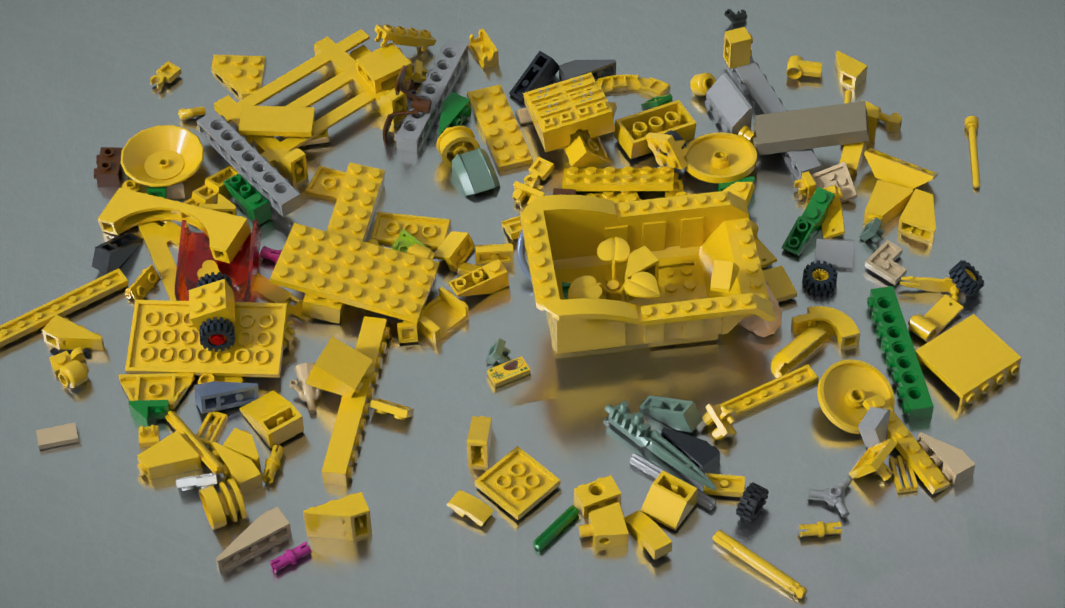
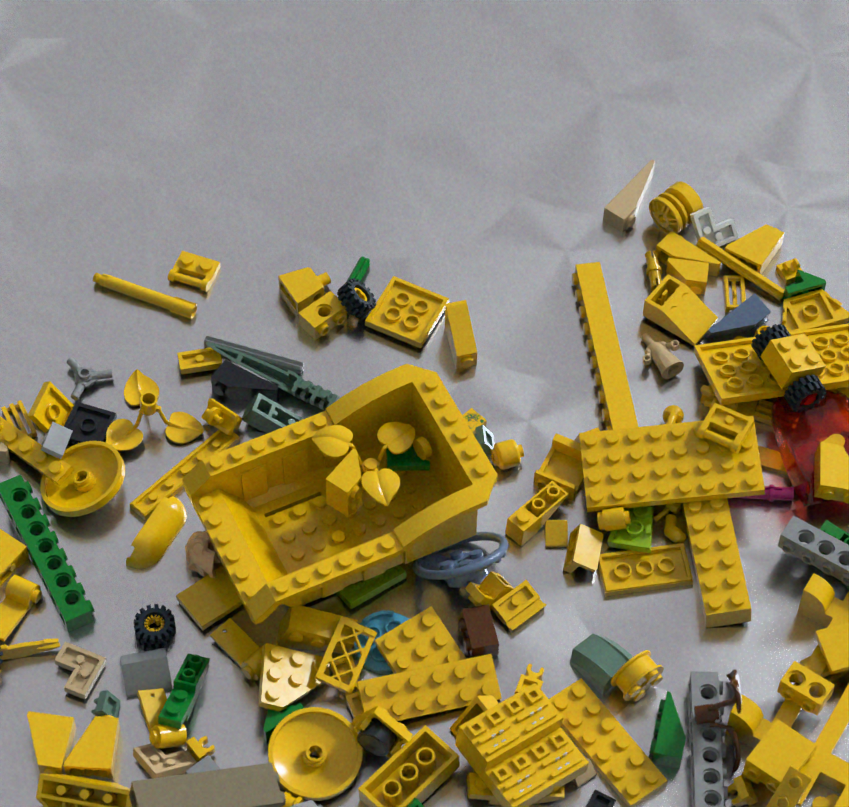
camera: 160 degrees right, 5 degrees up
(290, 557) = (591, 193): dark pink pin -> none
(297, 269) = (728, 422): none -> yellow plate
(325, 184) = (768, 608): yellow tile -> none
(326, 332) = (673, 414): none -> yellow plate
(339, 519) = (558, 222): yellow slope -> none
(340, 102) = (808, 684): none -> yellow brick
(340, 369) = (631, 350): yellow slope -> none
(384, 406) = (565, 353): yellow plate -> none
(471, 506) = (447, 275): yellow slope -> none
(482, 334) = (507, 454): none -> yellow head
(488, 253) = (537, 562): yellow panel -> none
(530, 189) = (528, 648): yellow hips -> none
(562, 493) = (356, 298): none -> black bush
(564, 284) = (422, 448): none -> yellow tile
(648, 534) = (262, 292): yellow slope -> none
(669, 500) = (248, 327): yellow slope -> none
(701, 582) = (197, 267): none -> yellow plate
(723, 275) = (247, 488): yellow slope -> none
(752, 502) = (165, 338): black tyre -> none
(758, 432) = (145, 392): none -> yellow plant
(820, 529) = (92, 340): yellow pin -> none
(831, 319) = (132, 571): yellow arch -> none
(841, 449) = (88, 423): none -> black plate

